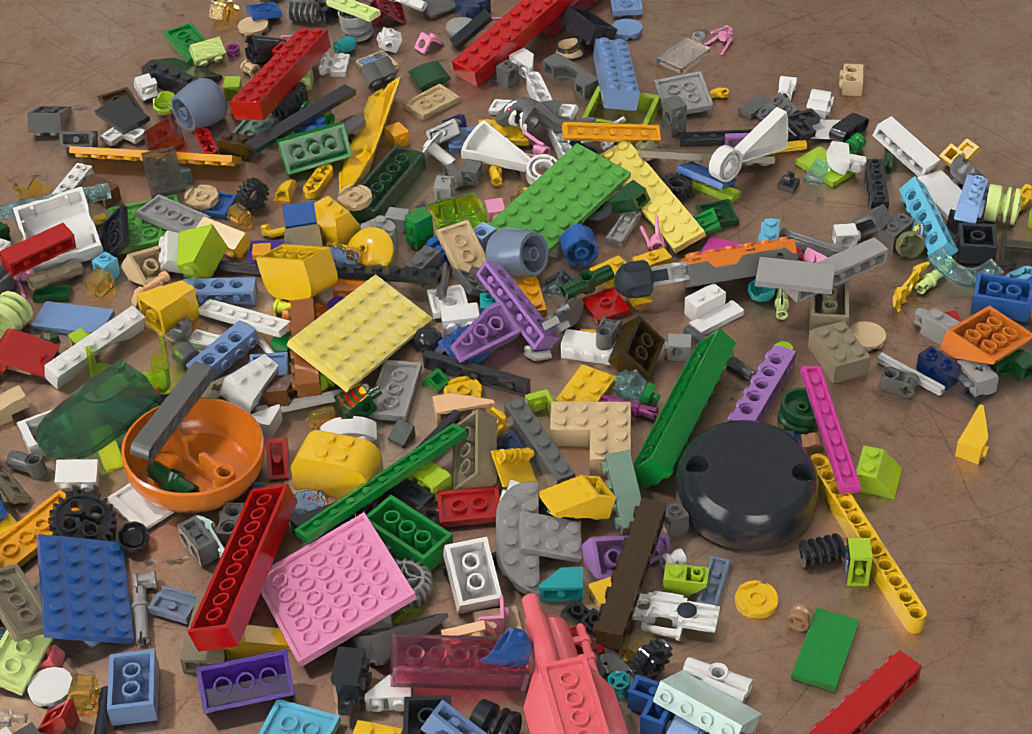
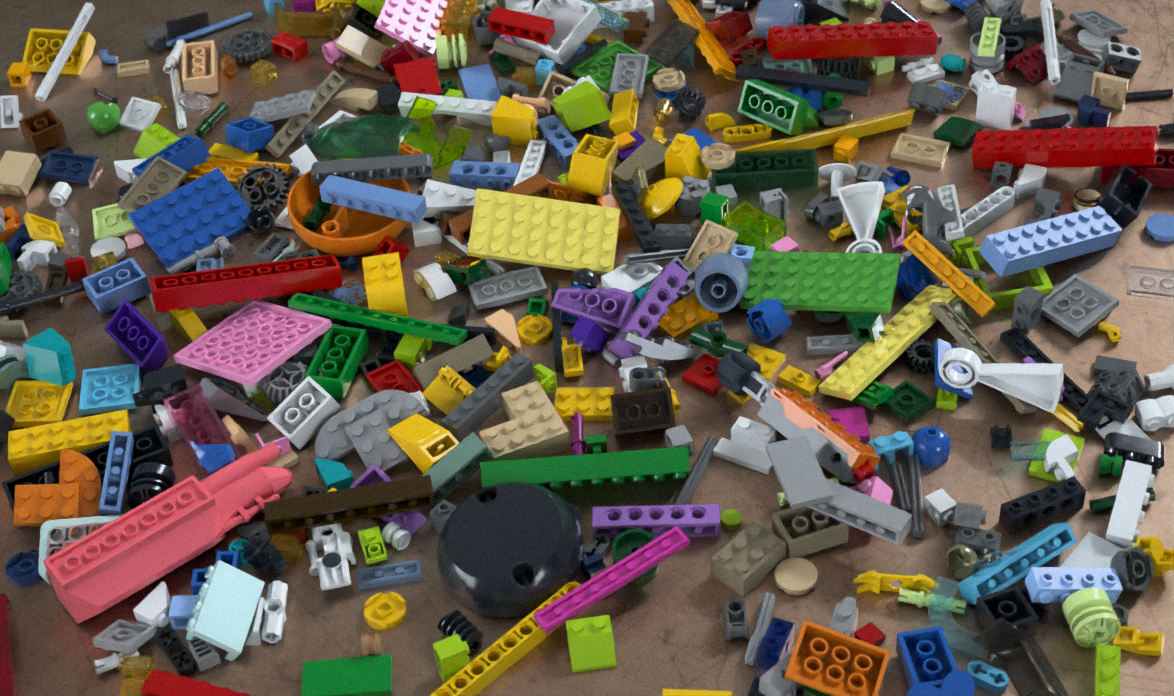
camera: 65 degrees right, 0 degrees up
(33, 384) = (388, 98): none -> black brick
(107, 296) = (510, 87): none -> dark grey slope
(217, 424) = (373, 199): none -> medium blue brick
(430, 41) = (995, 105): none -> white brick
(516, 351) = (589, 335): none -> dark purple brick
(537, 379) = (572, 359): none -> yellow hinge
(629, 385) = (598, 423): clear light blue brick -> none
(780, 211) = (931, 446): none -> blue cylinder

